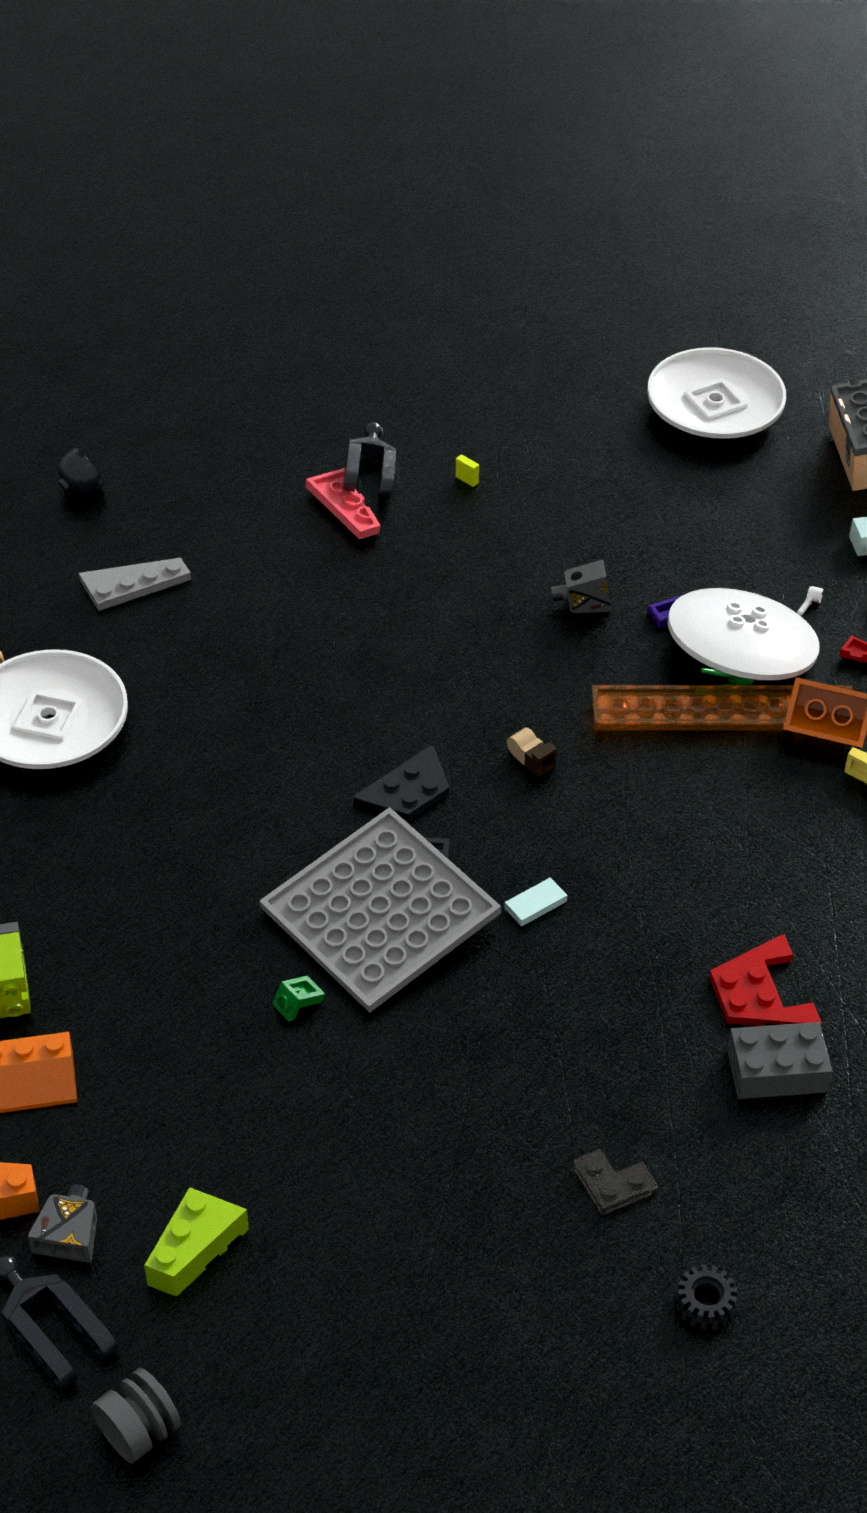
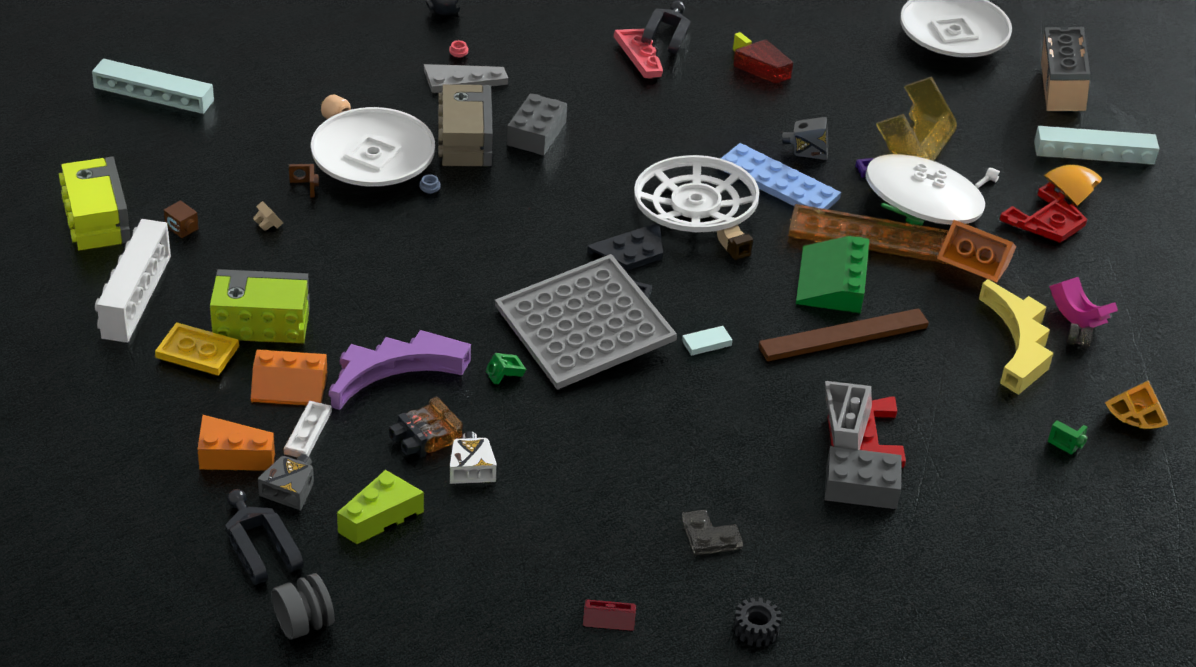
camera: 10 degrees right, 5 degrees down
(70, 1142) = (307, 429): none -> white tile
(116, 542) = (458, 49): none -> coral plate
(132, 746) = (429, 184): none -> sand blue plate
(157, 655) = (465, 125): none -> dark tan piece
(190, 997) = (393, 357): none -> medium lavender arch
(222, 1109) = (426, 429): none -> hips
(244, 633) = (536, 124): none -> dark grey brick
(292, 1142) = (472, 460): none -> white torso
(468, 691) = (696, 199): none -> white dish
(500, 488) = (764, 61): none -> clear red slope
(521, 1328) = (609, 615): none -> dark red slope
(559, 651) = (782, 180): none -> light blue plate
(665, 775) = (834, 274): none -> green slope
(697, 858) = (843, 334): none -> reddish brown tile
(725, 543) = (932, 123): none -> clear yellow windscreen
(739, 977) = (848, 412): none -> light grey wedge

